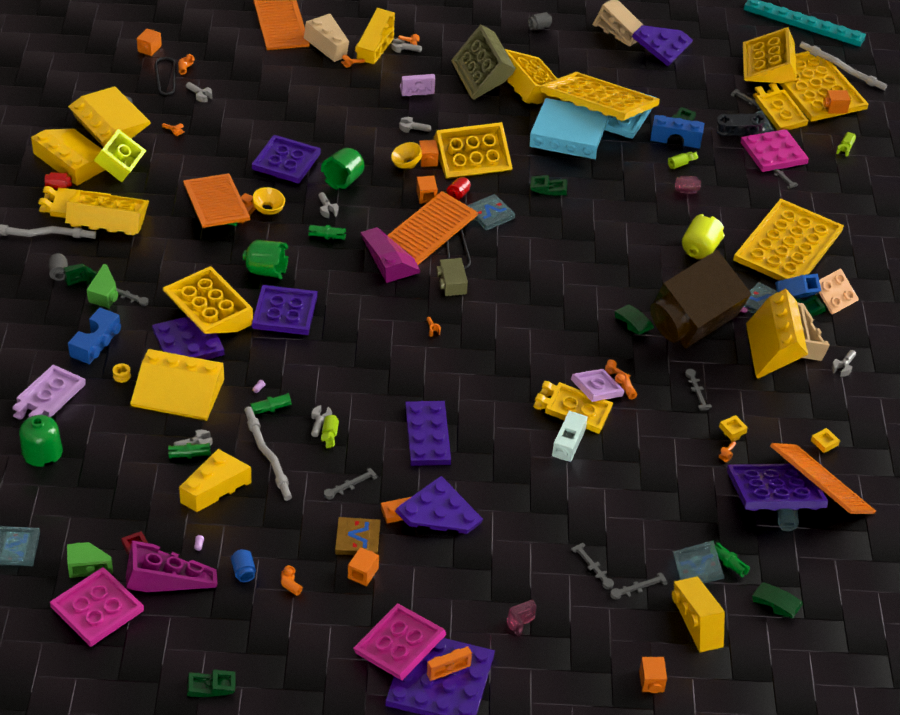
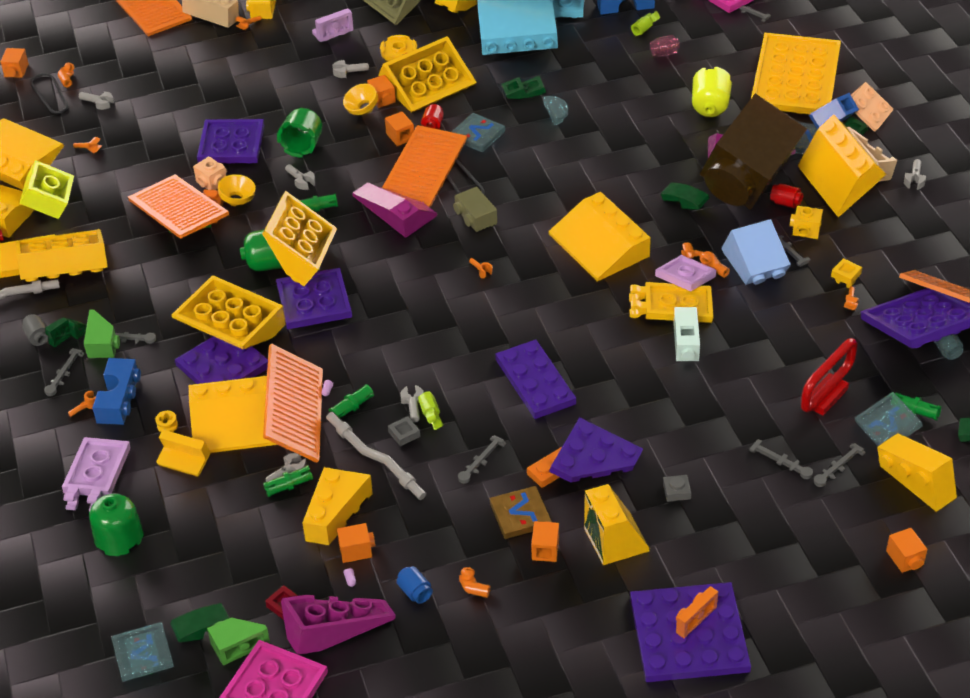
camera: 15 degrees left, 0 degrees up
(48, 318) = (51, 390): none -> dark grey piece
(59, 537) = (195, 623): none -> dark green slope
(71, 333) = (88, 403): none -> orange hand
(120, 402) = (182, 453): none -> yellow panel
(215, 516) = (355, 542): none -> orange brick
(222, 389) = (293, 403): none -> orange window
(253, 180) = (209, 173): none -> light nougat brick
(290, 255) = (298, 238): none -> yellow slope
(299, 440) = (404, 431): none -> dark grey plate
(399, 641) = (630, 607): dark pink plate -> none
(422, 572) = (611, 526): none -> yellow slope
(455, 118) = (389, 48): none -> yellow tile
(494, 560) = (676, 488): none -> dark grey plate
(521, 615) = (738, 537): clear pink bracket -> none
(543, 333) = (601, 237): none -> yellow slope
(568, 211) = (556, 108): none -> clear light blue tile
(665, 387) = (756, 252): none -> light blue slope
(667, 520) = (832, 386): none -> red bar
(720, 346) = (786, 195): none -> red brick
(723, 374) = (806, 222): none -> yellow brick
(825, 440) = (941, 256): yellow plate -> none

